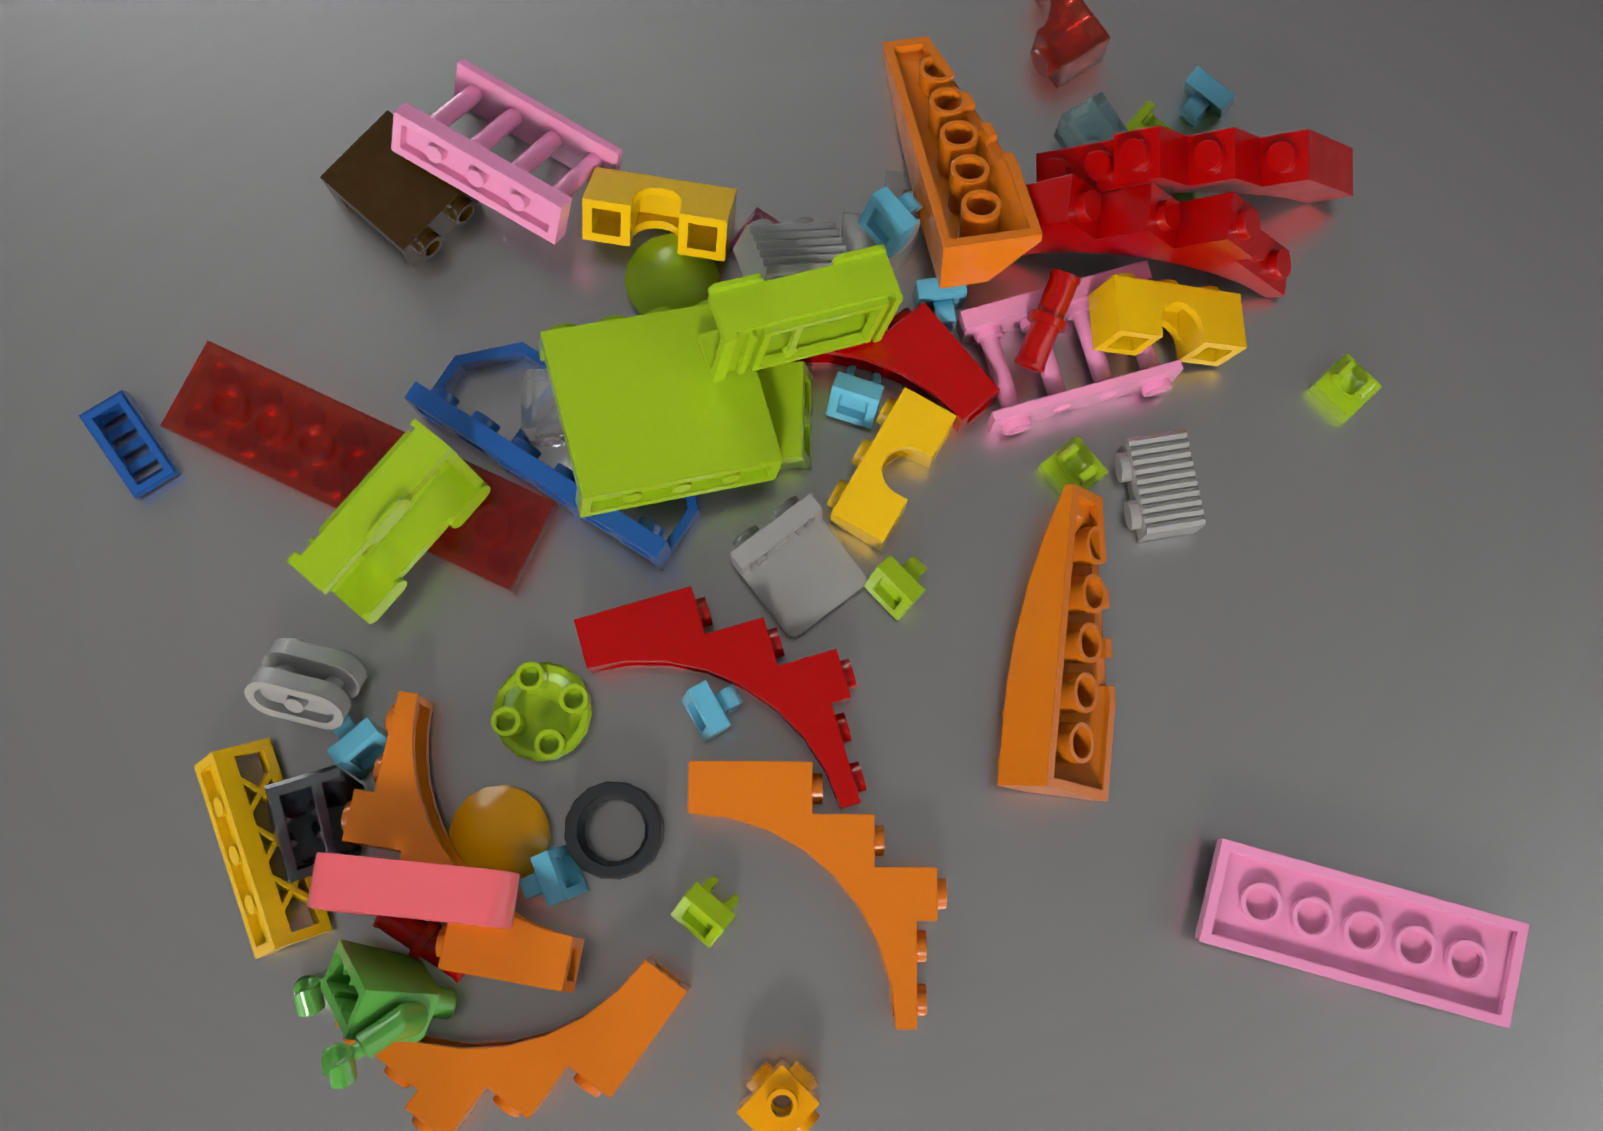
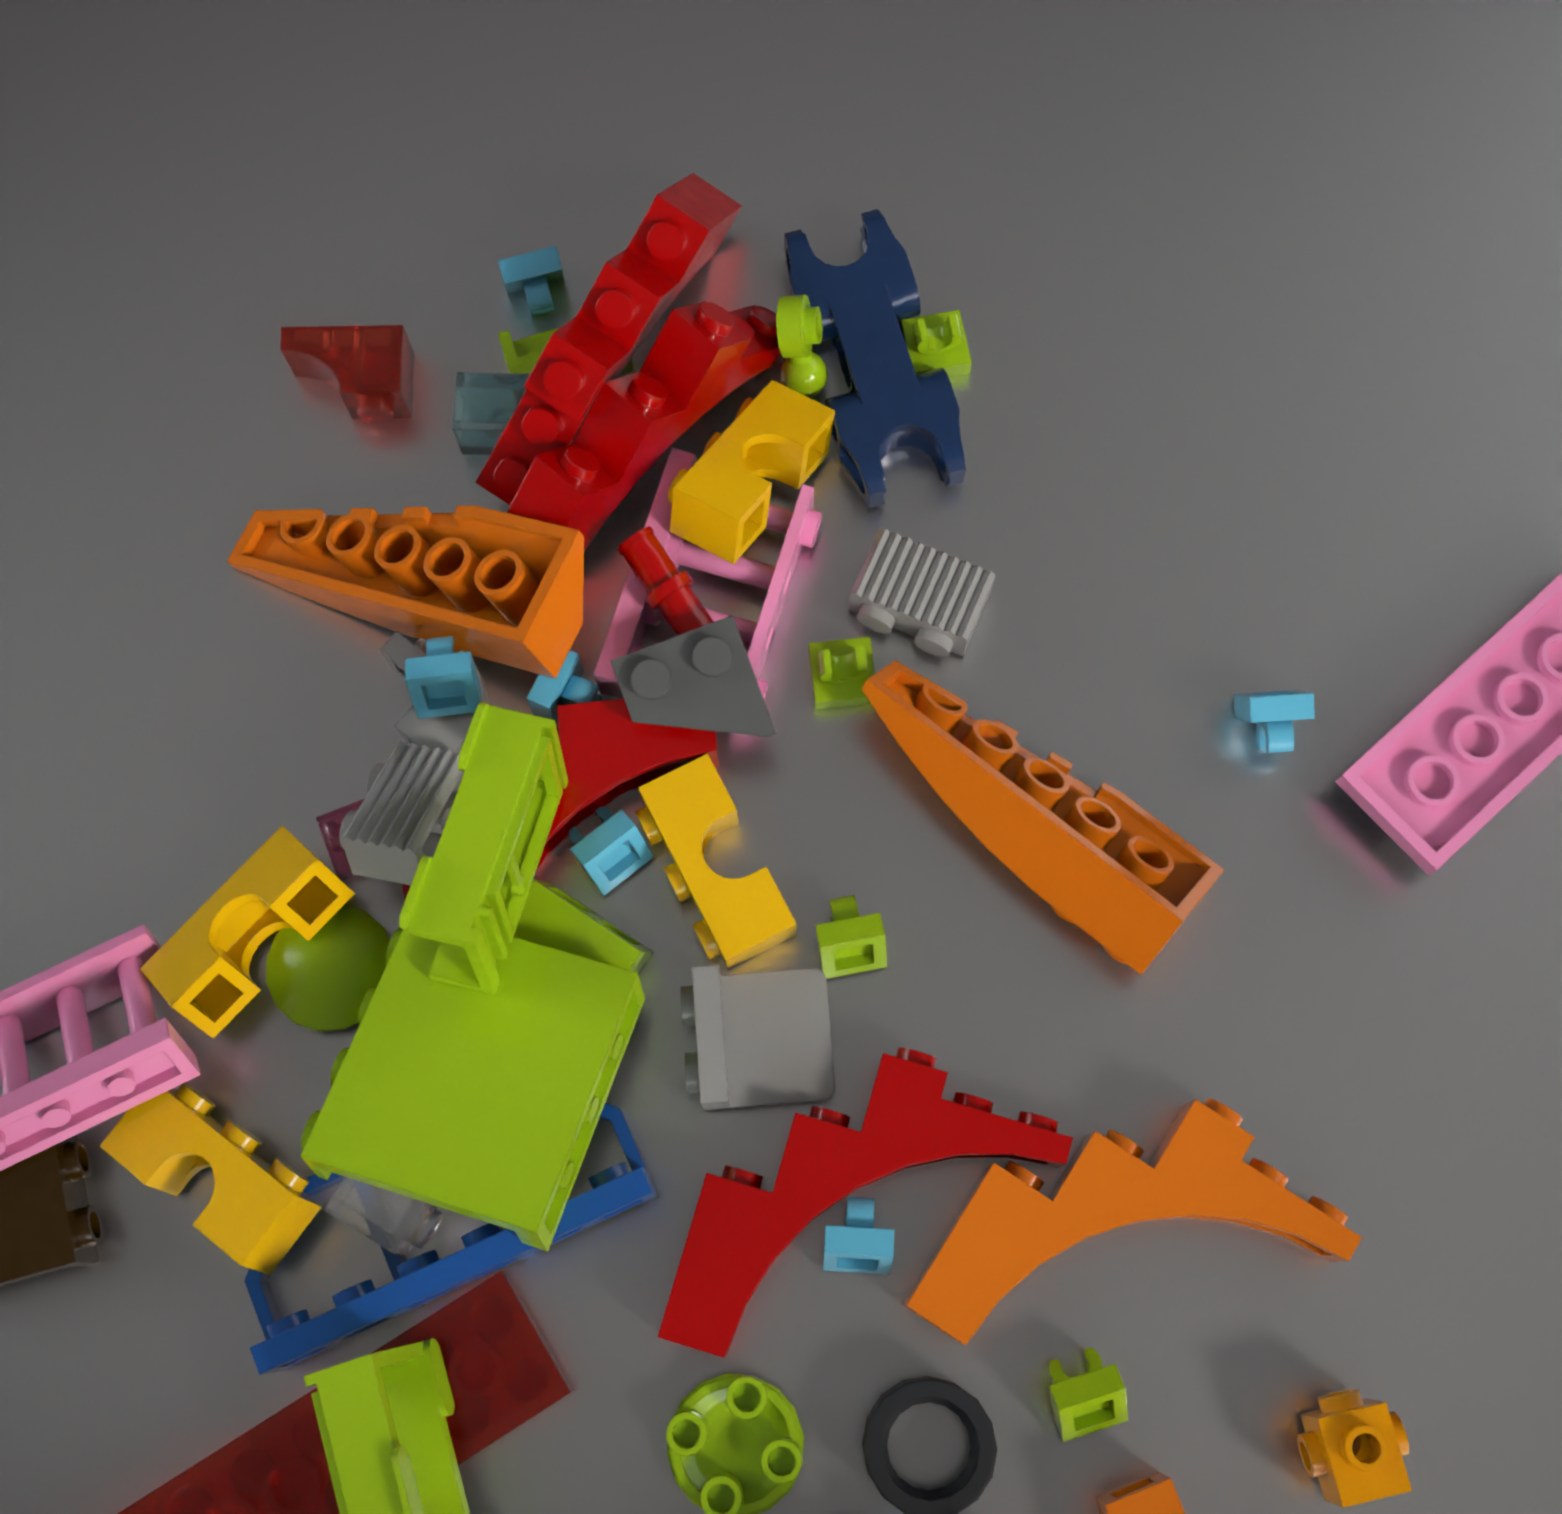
camera: 55 degrees left, 5 degrees down
(501, 329) = (254, 1205): none -> yellow arch
(996, 377) = (695, 683): none -> dark grey wing
(1238, 769) = (1273, 716): none -> medium azure tile
(1283, 287) = (797, 330): none -> lime plate
(1332, 320) = (885, 397): none -> dark blue piece

